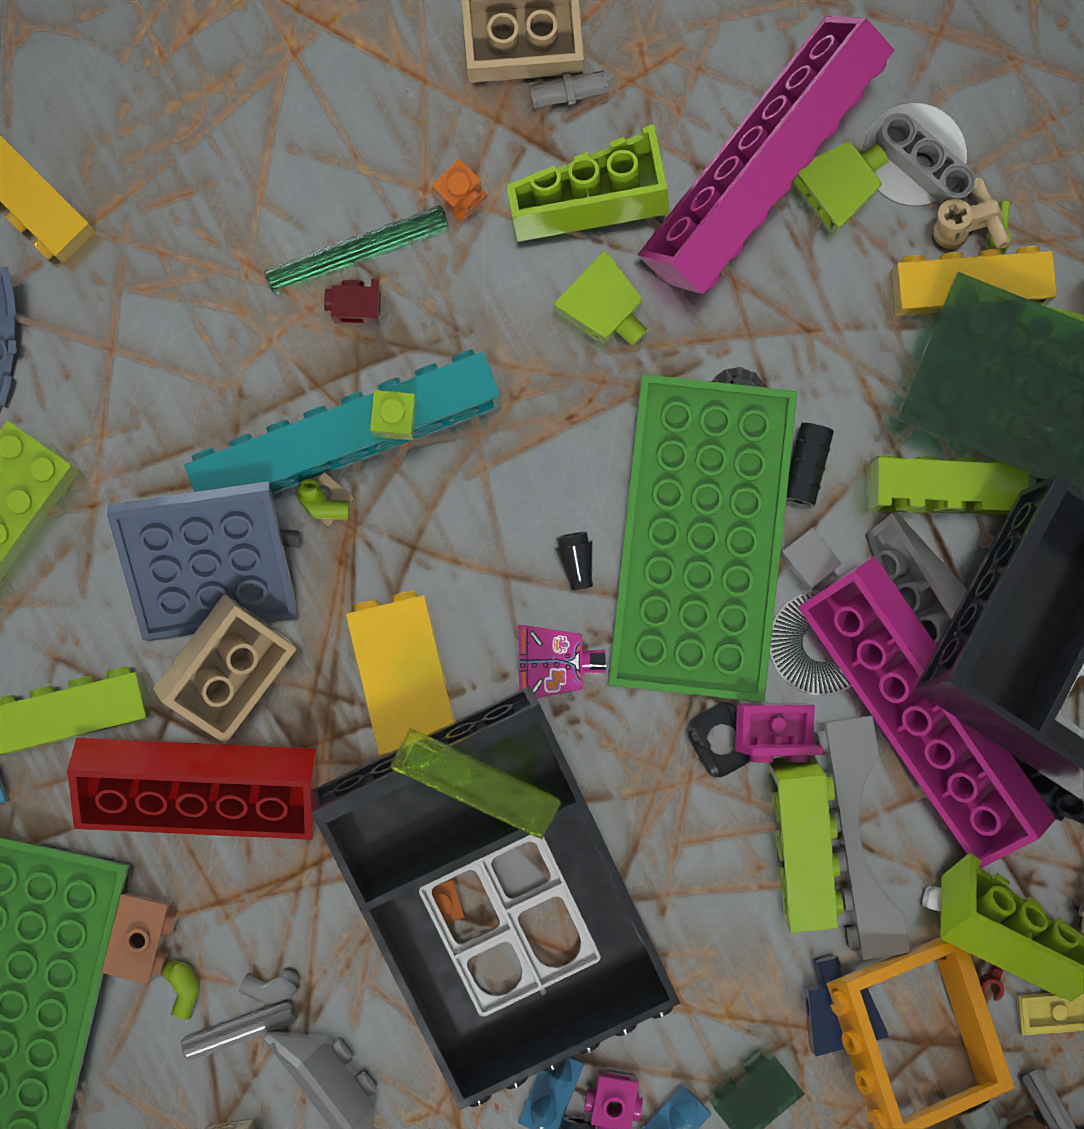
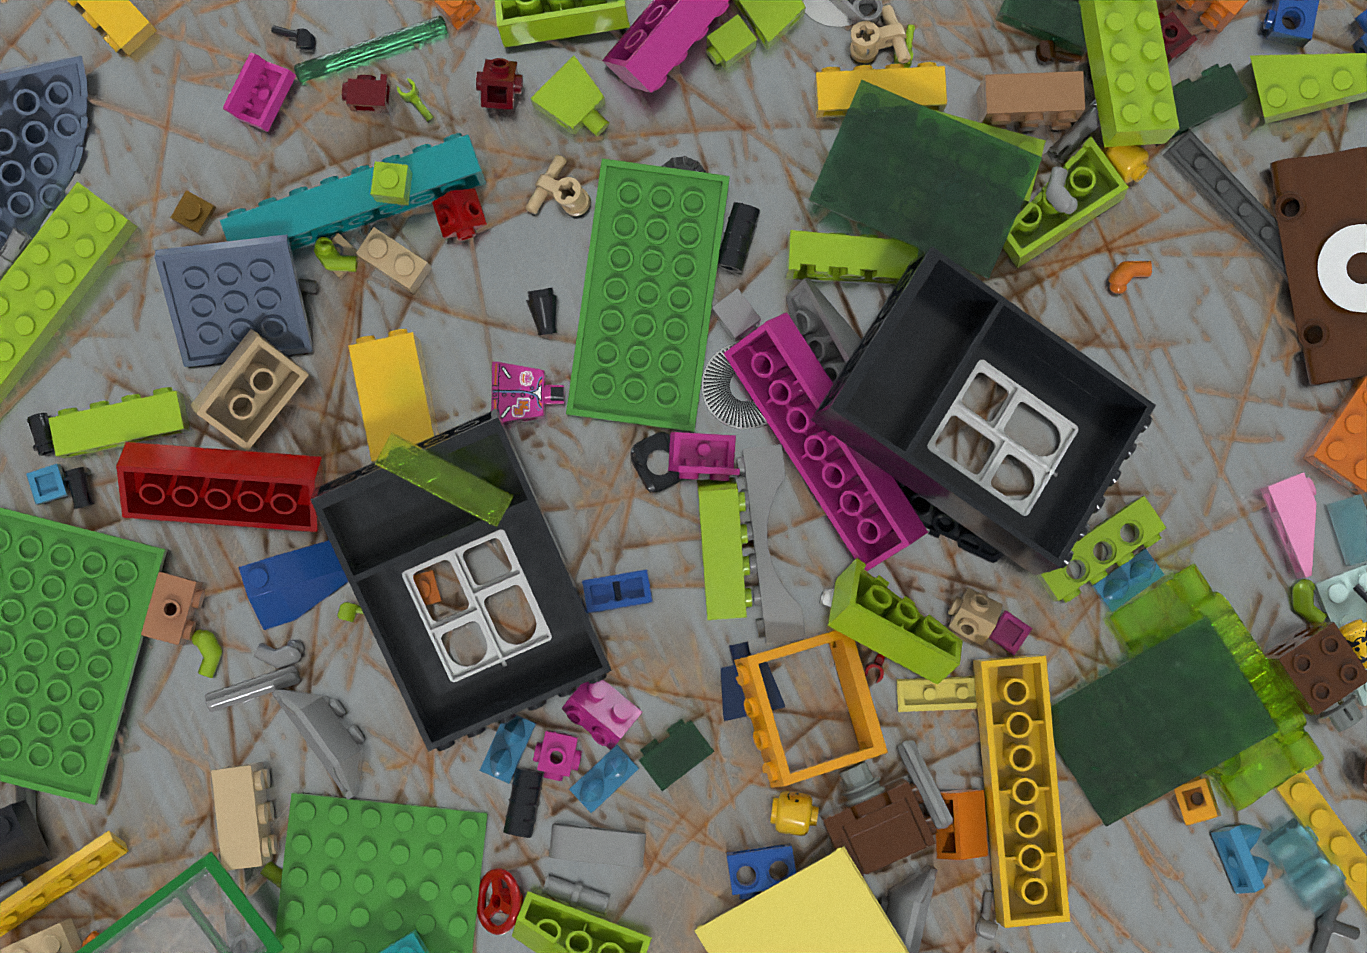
camera: 10 degrees right, 0 degrees up
(20, 792) = (79, 487): none -> black pin
(147, 452) = (193, 212): none -> pearl gold plate
(223, 304) = (259, 92): none -> dark pink bracket
(275, 236) = (304, 39): none -> black hand
(283, 900) = (292, 583): none -> blue wedge
(351, 932) = (348, 611): none -> lime hand
(393, 504) = (393, 260): none -> tan brick
(412, 308) = (413, 97): none -> lime hand
(471, 446) = (459, 214): none -> red brick
(514, 286) = (499, 83): none -> dark red brick
(592, 413) = (566, 191): none -> tan piece
(666, 1050) = (601, 712): none -> dark pink bracket
(680, 901) = (617, 591): none -> blue brick
(791, 228) = (730, 42): none -> lime brick

